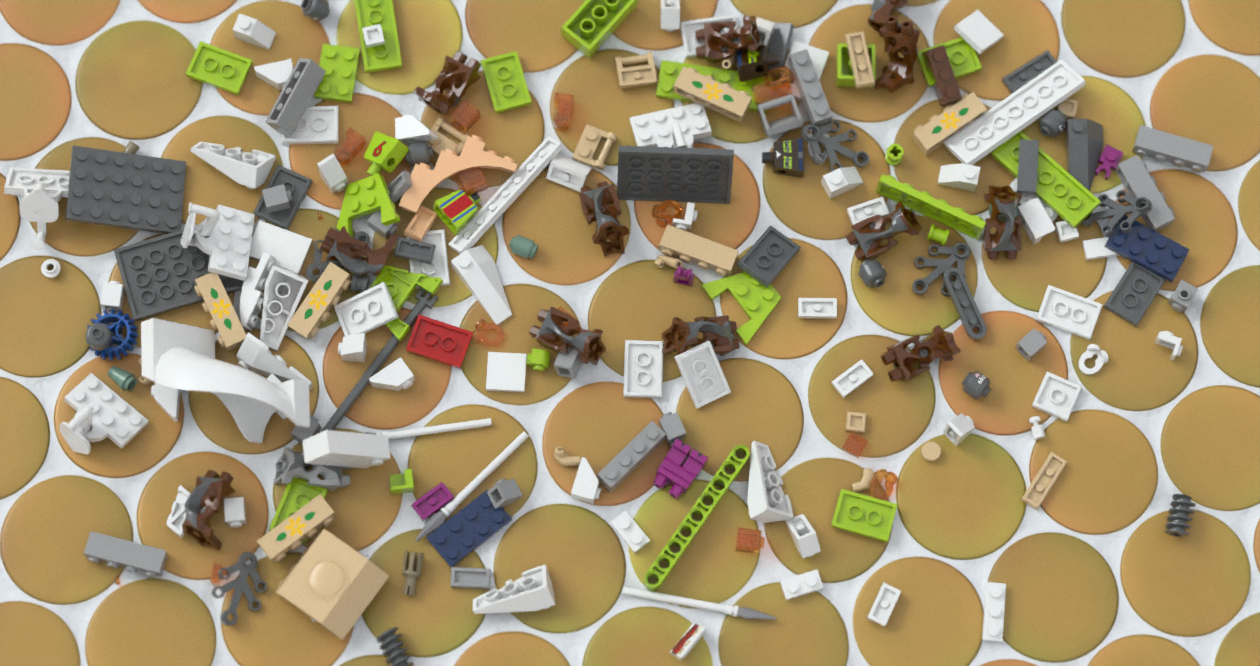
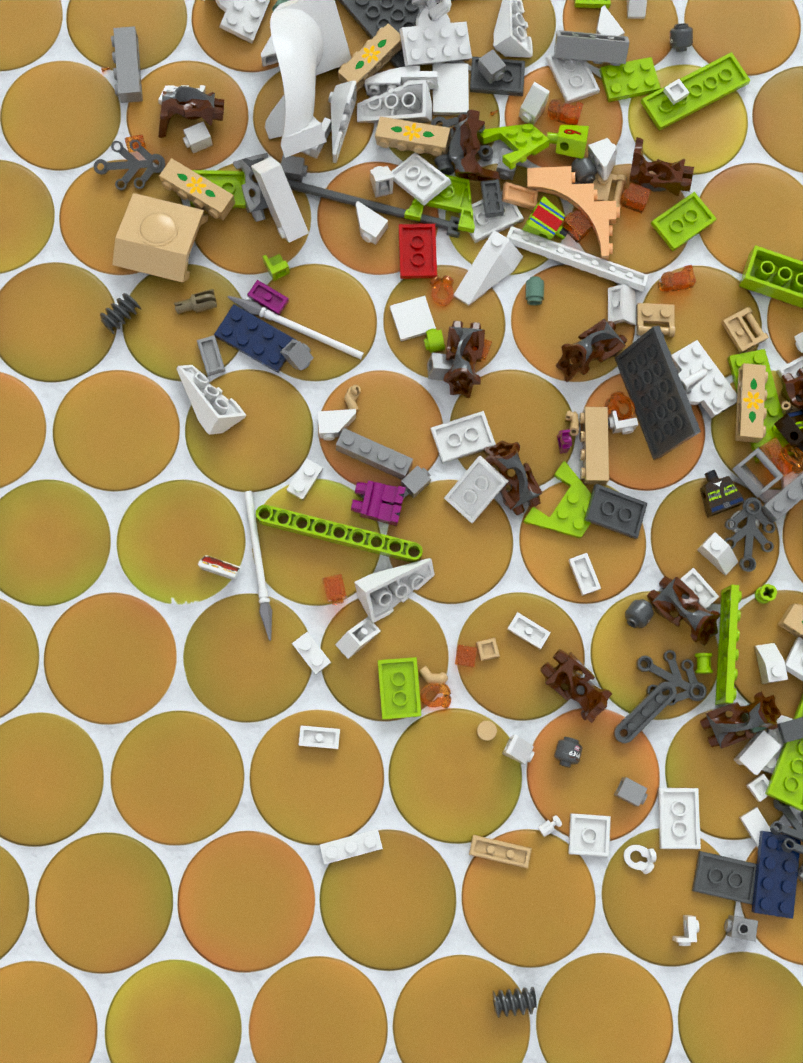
camera: 65 degrees right, 5 degrees up
(399, 186) = (542, 161): light grey tile -> none
(435, 429) = (312, 235): white piece -> none

